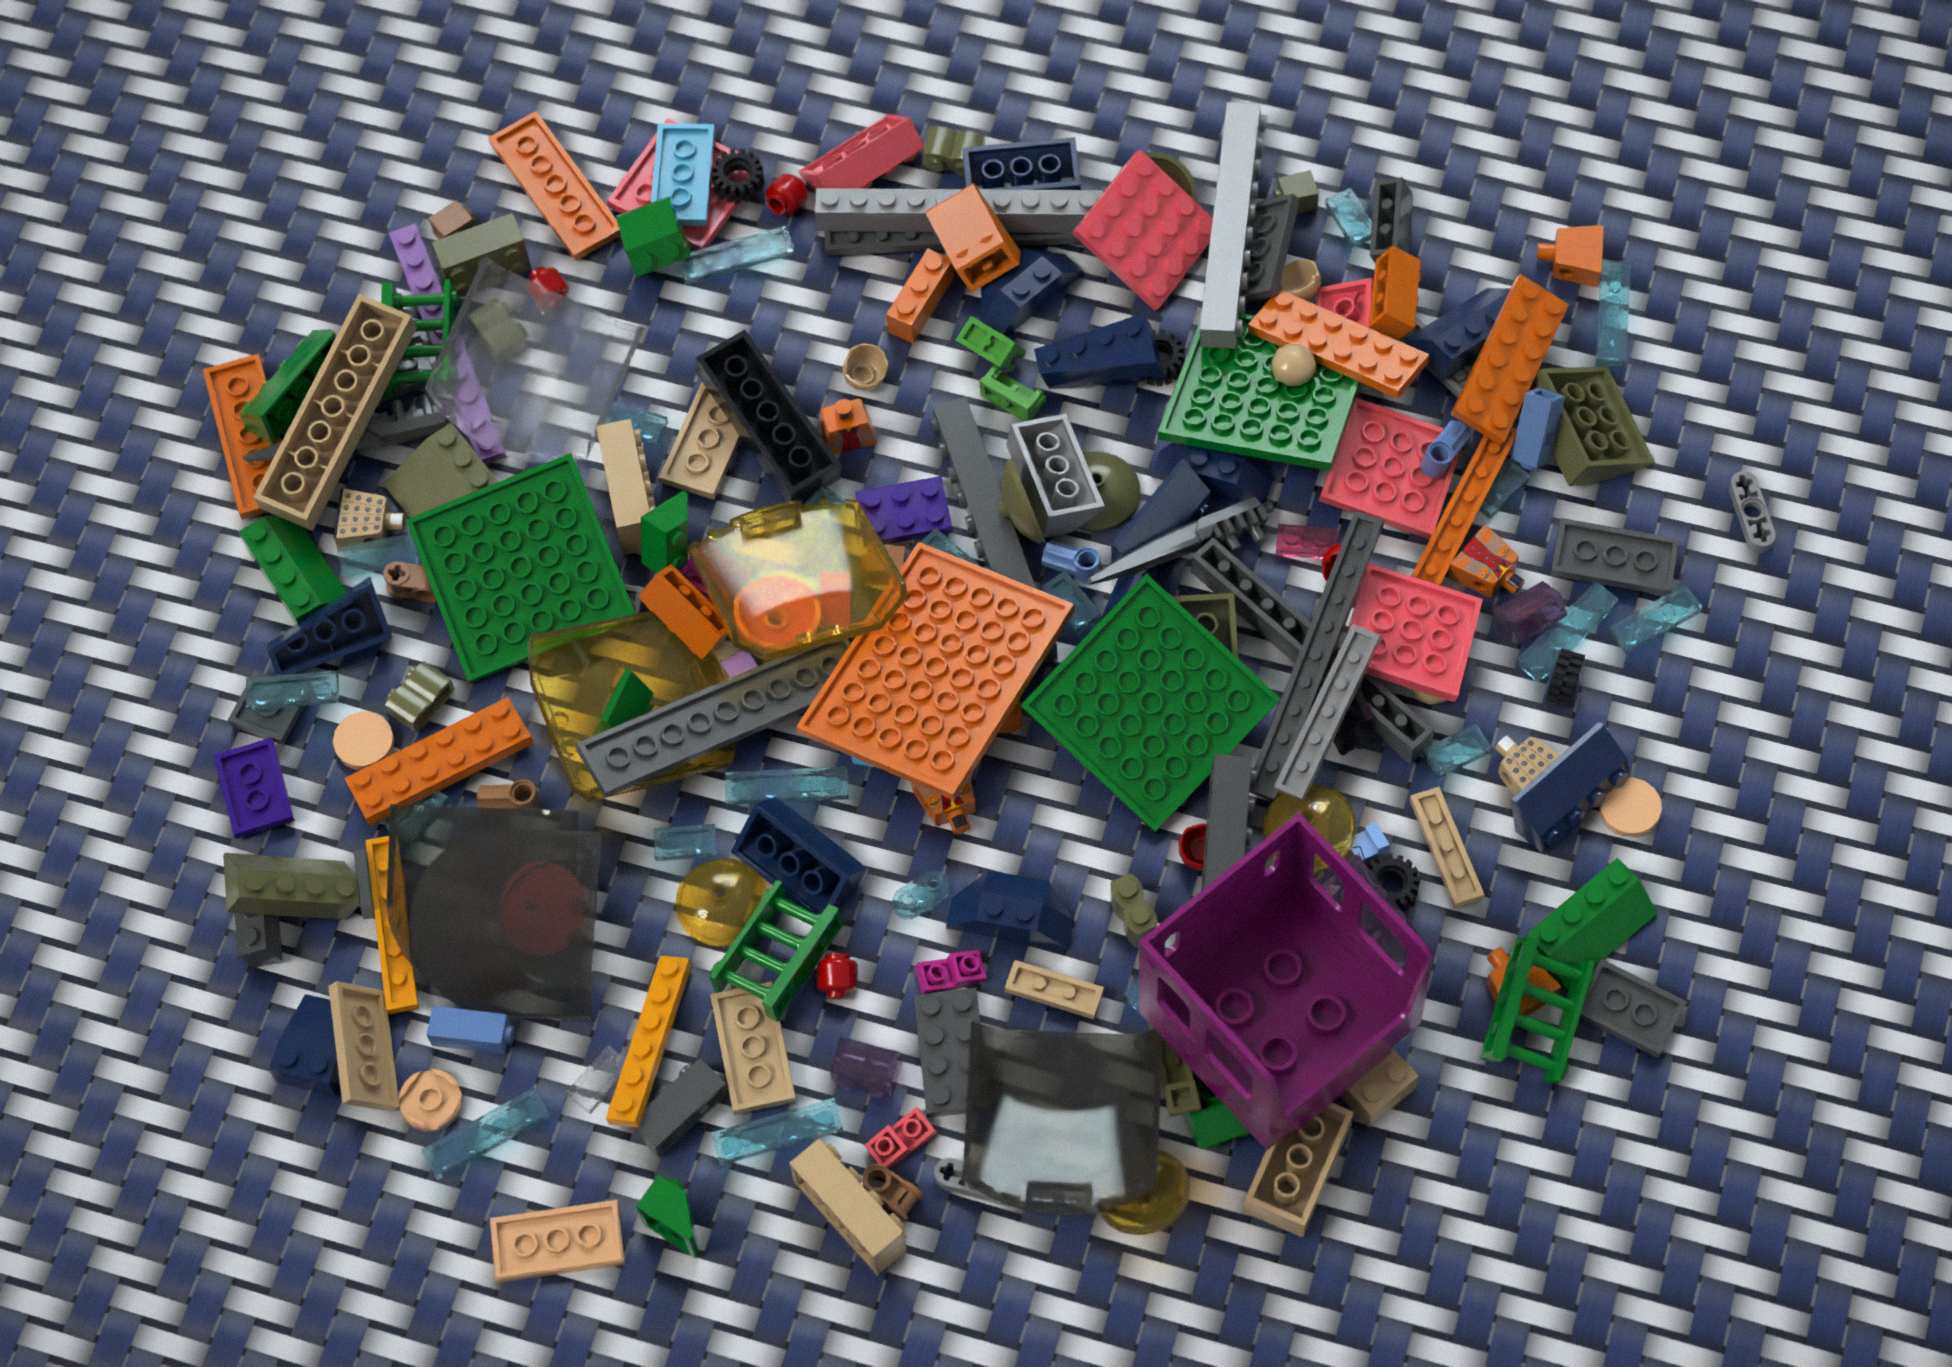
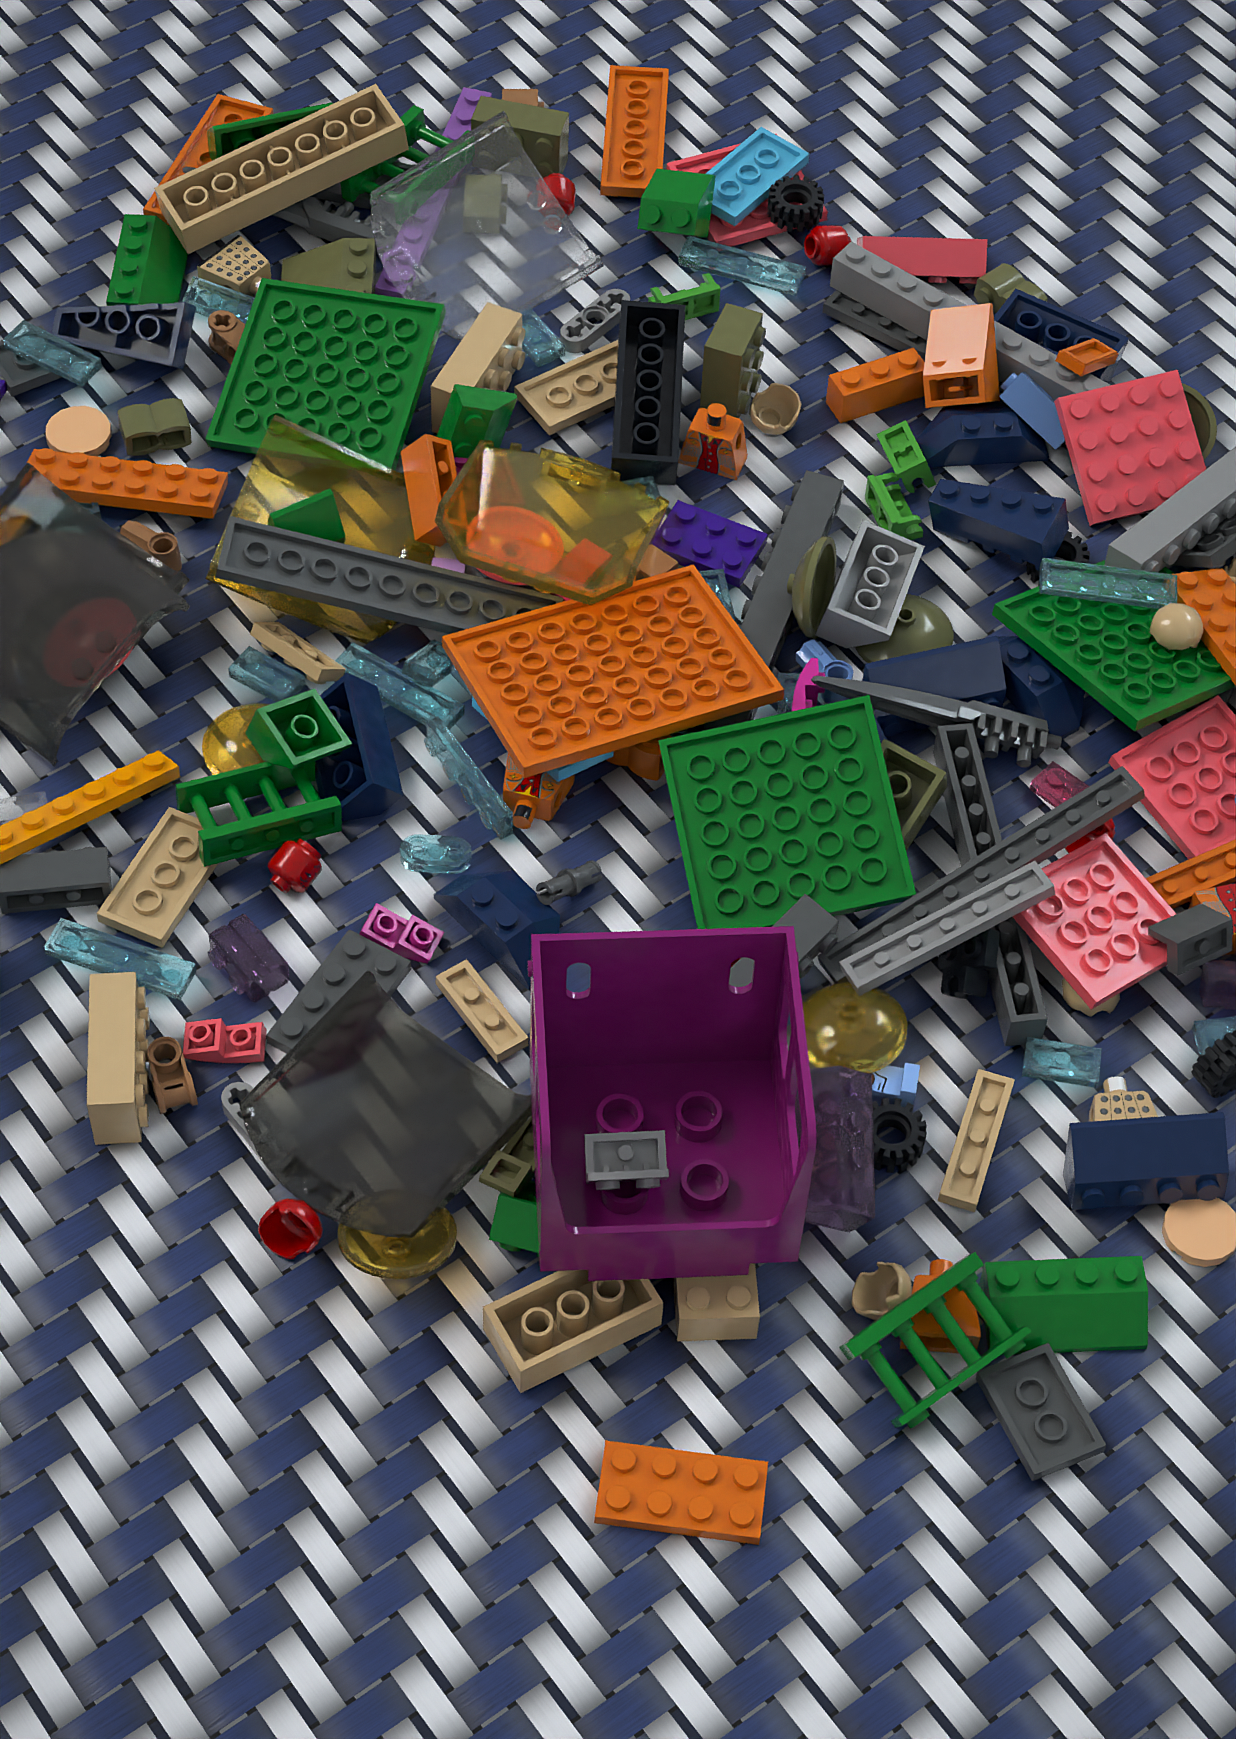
camera: 30 degrees right, 10 degrees down
(660, 366) = (592, 332): none -> light grey beam
(693, 808) = (297, 652): none -> tan plate
(719, 314) = (698, 300): none -> bright green hinge
(763, 876) = (296, 731): none -> green slope
(797, 751) = (428, 665): none -> clear light blue plate
(814, 354) = (733, 360): none -> olive brick
(905, 823) = (473, 784): none -> clear light blue plate
(1035, 852) = (569, 882): none -> dark grey pin
(1053, 242) = (1034, 407): none -> medium blue brick
(1064, 178) = (1087, 357): none -> orange tile
(1066, 1237) = (290, 1228): none -> red hair
(1080, 595) = (806, 691): none -> dark pink slope
(1220, 361) = (1107, 583): none -> clear light blue plate
(1274, 1035) = (625, 1158): none -> light grey bracket
(1455, 1227) = (681, 1492): none -> orange plate
(1473, 1000) = (881, 1290): none -> tan hair
(1478, 600) = (1193, 937): none -> dark grey panel

